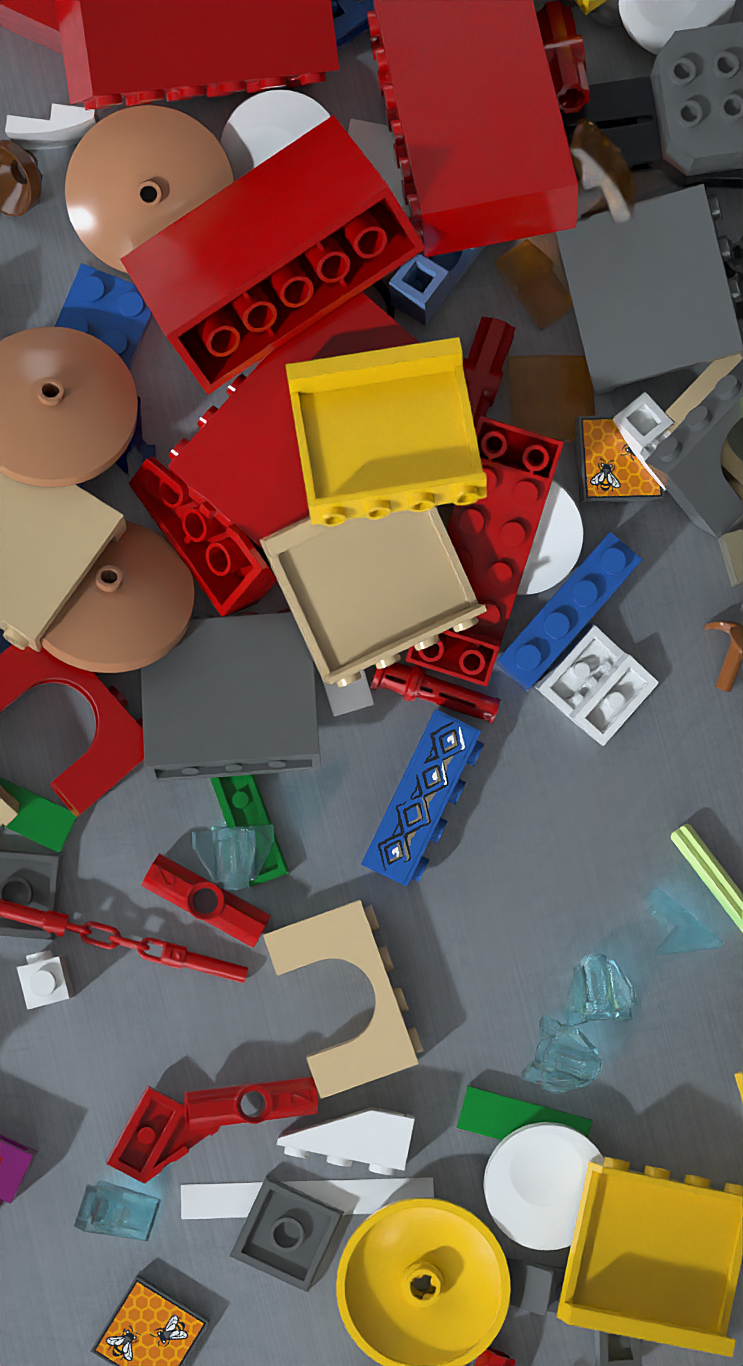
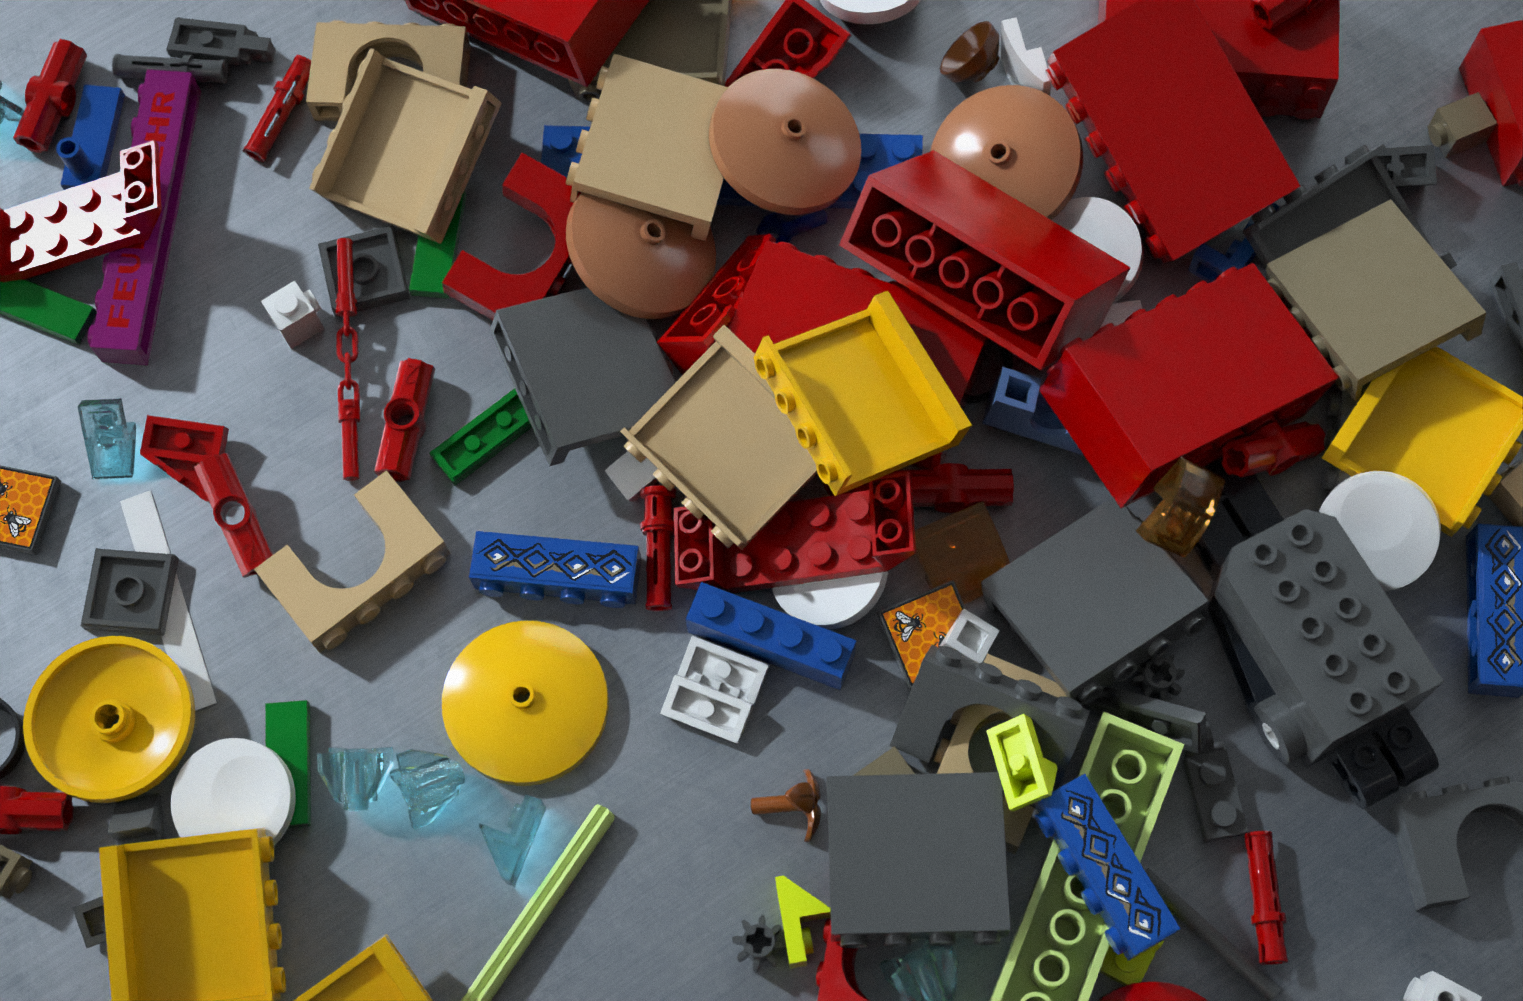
camera: 75 degrees right, 15 degrees down
(233, 853) = (450, 423): clear light blue brick -> none
(363, 1136) = (233, 627): white slope -> none
(503, 882) = (533, 738): none -> yellow dish
(534, 283) = (1062, 505): clear orange slope -> none

